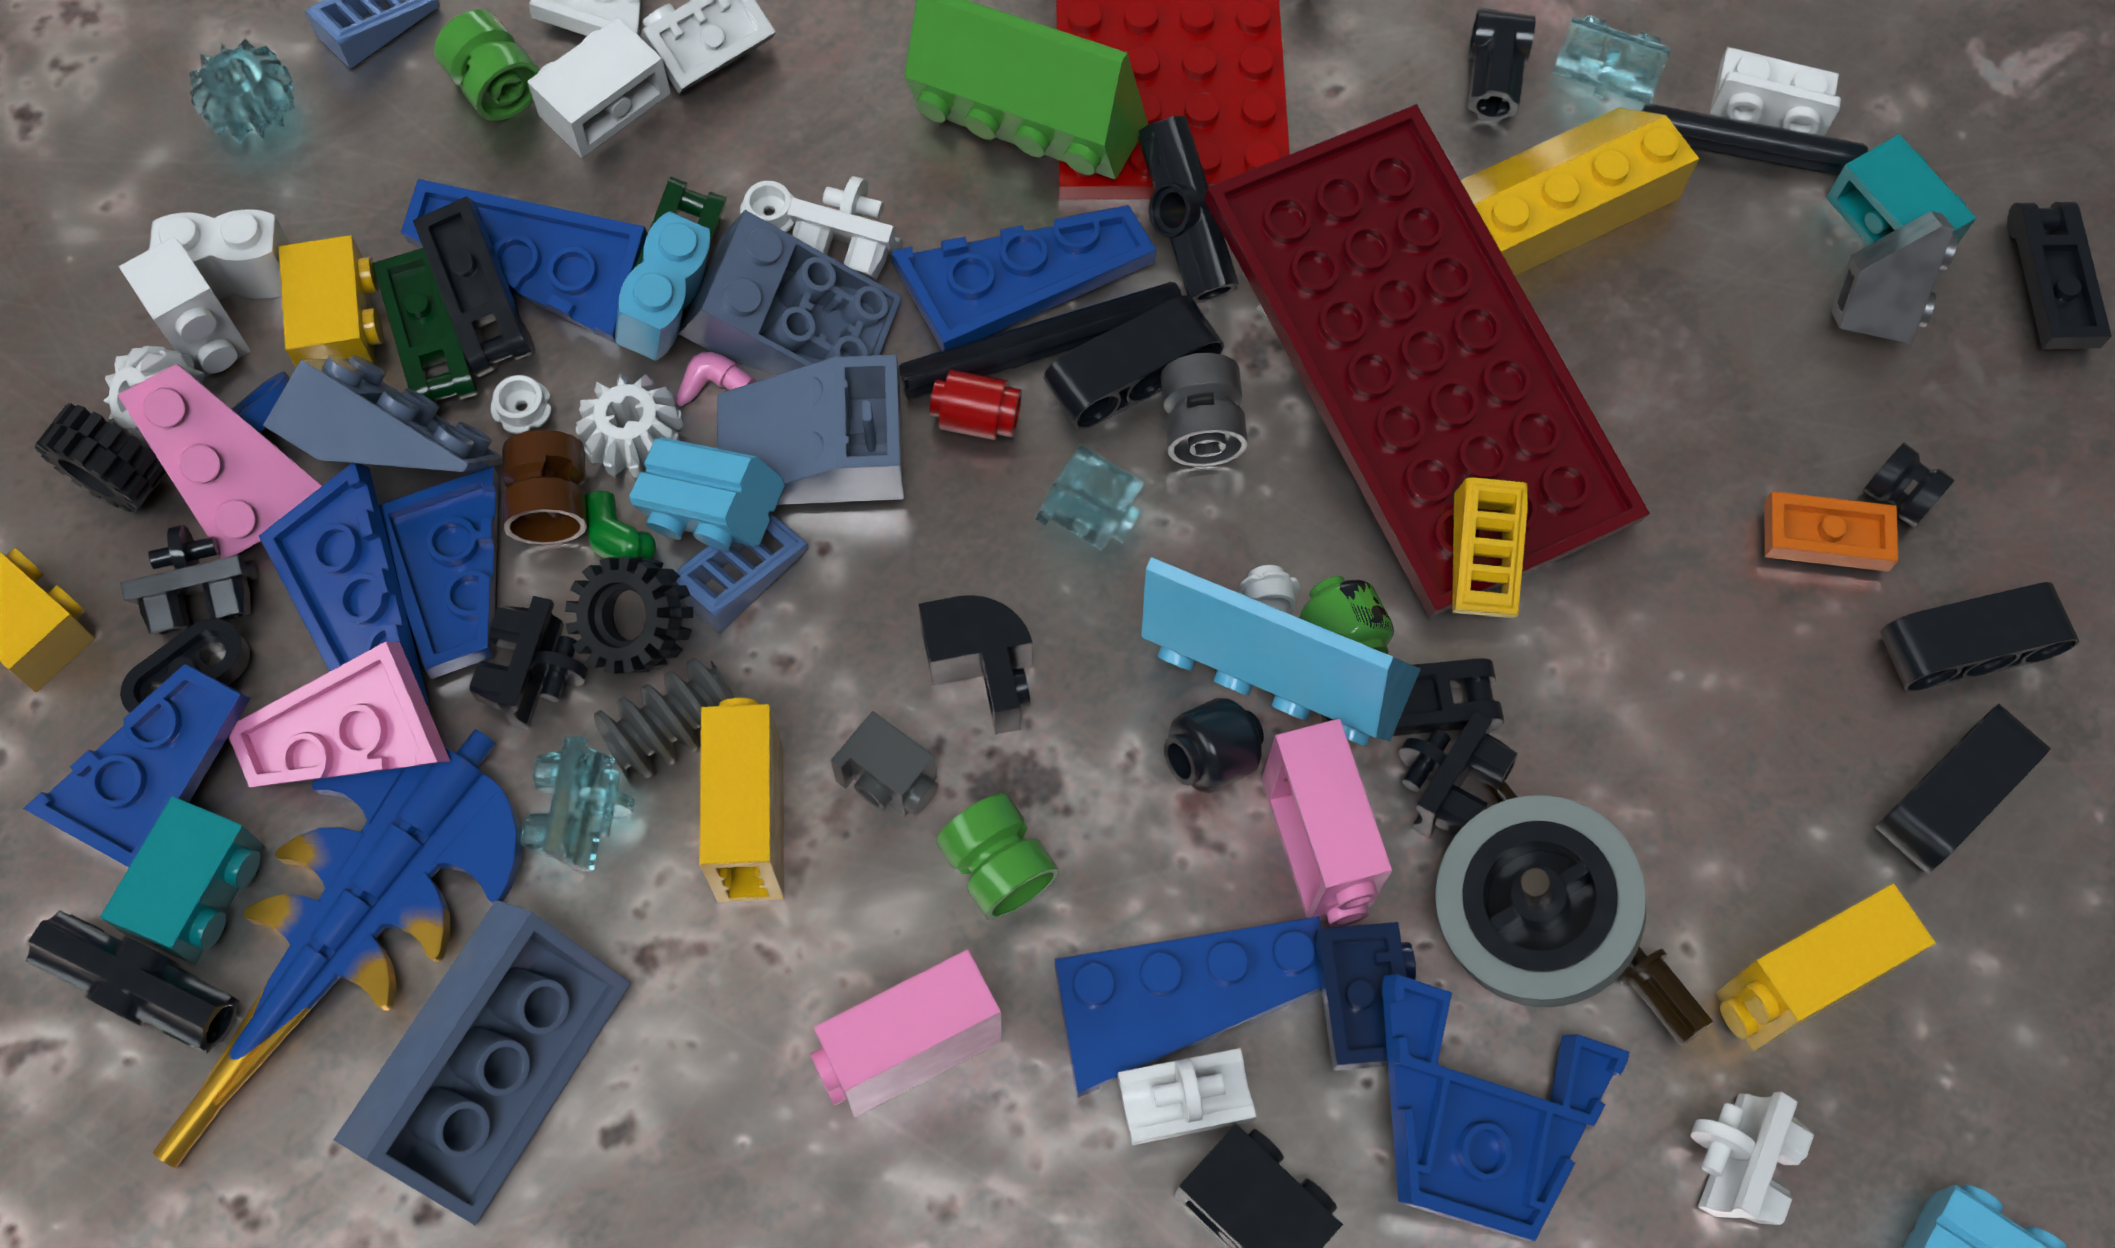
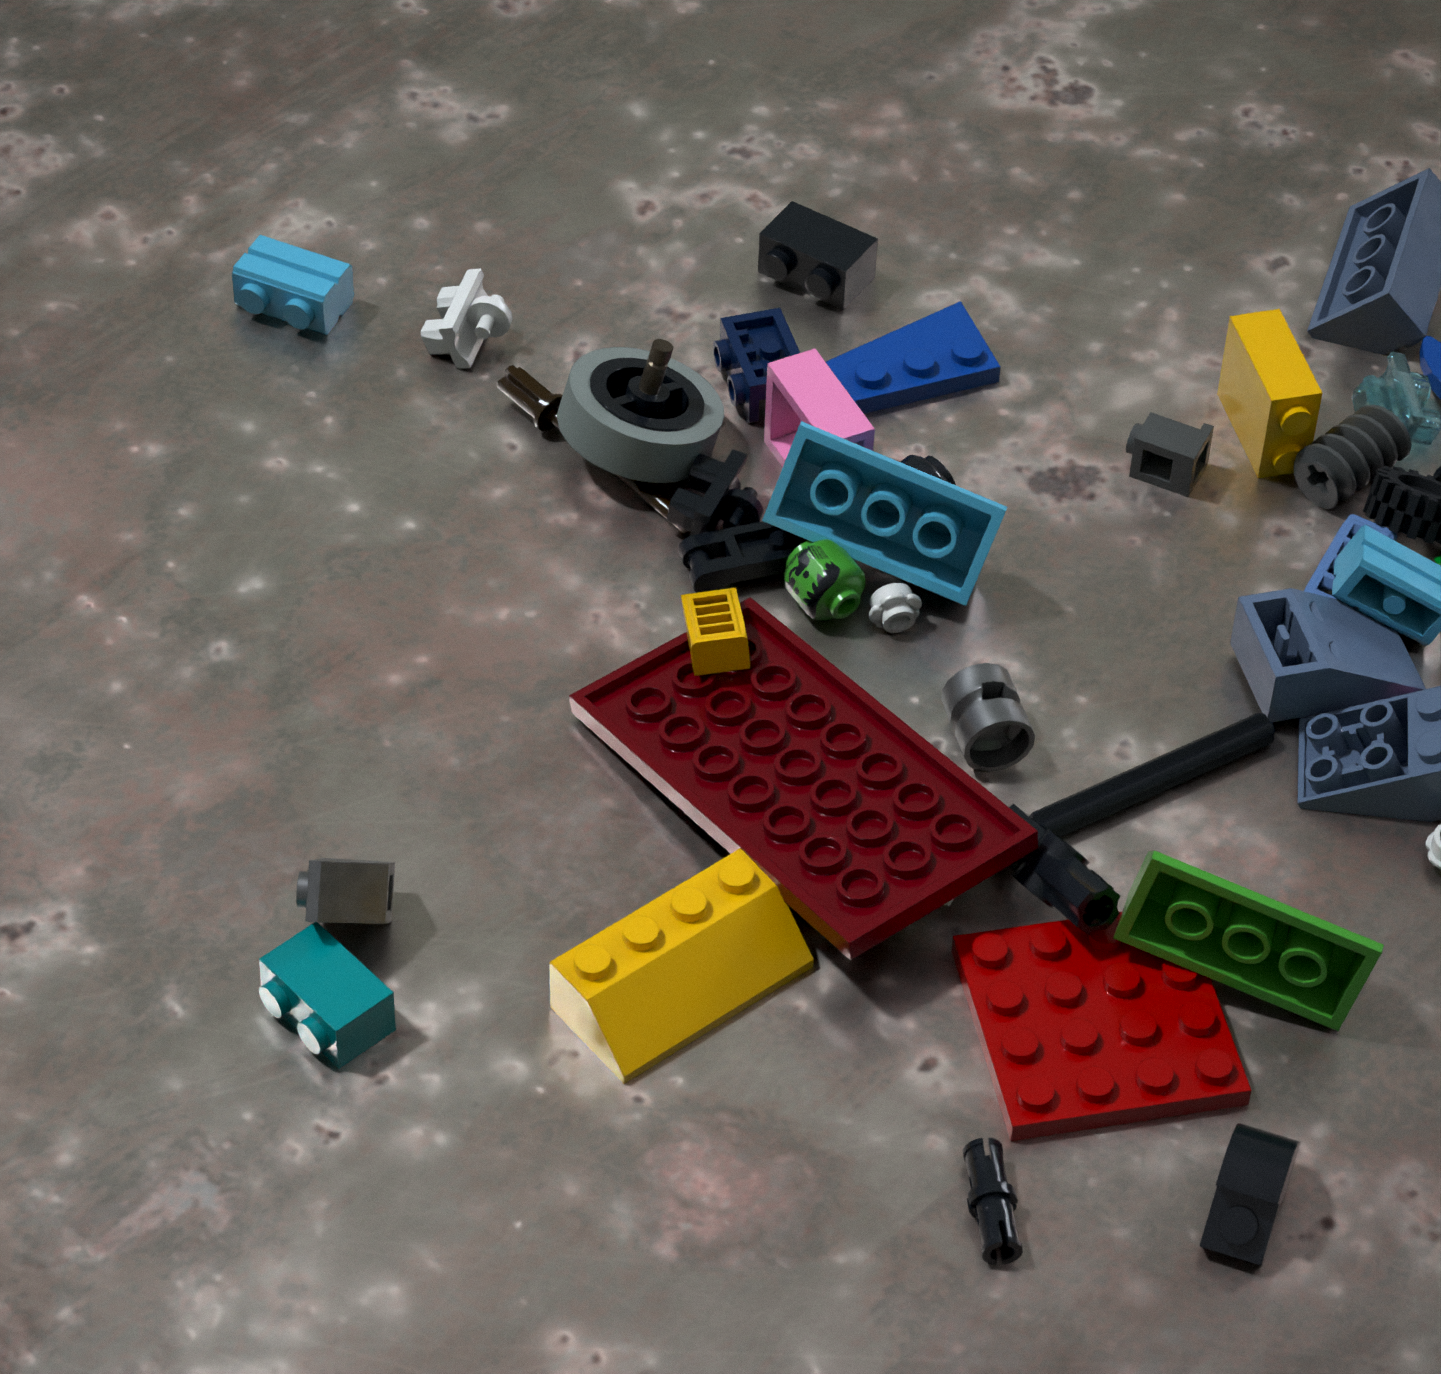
camera: 170 degrees right, 20 degrees down
(868, 239) = (1373, 828): white hips -> none
(907, 1034) = (1091, 288): bright pink brick -> none
(976, 405) = (1193, 702): red brick -> none
(977, 639) = (1127, 538): black brick -> none
(991, 847) = (1064, 405): bright green wheel -> none
(1005, 279) = (1201, 818): blue wing -> none
(1093, 499) = (1066, 641): clear light blue brick -> none
(1128, 361) = (1063, 756): black beam -> none
(1186, 1096) = (881, 294): white hips -> none
(1478, 1145) = (665, 293): blue wing -> none
(1500, 52) = (761, 1096): black piece -> none
(1611, 59) = (639, 1094): clear light blue hips -> none
(1761, 140) = (480, 1058): black axle -> none
(1775, 93) = (456, 1105): white bracket -> none
(1822, 967) = (421, 396): yellow brick -> none
(1831, 531) = (401, 712): orange plate -> none
(1896, 476) = (331, 752): black wheel -> none
(1963, 788) = (292, 546): black beam -> none
(1979, 636) = (270, 648): black beam -> none
(2060, 275) = (162, 962): black plate -> none

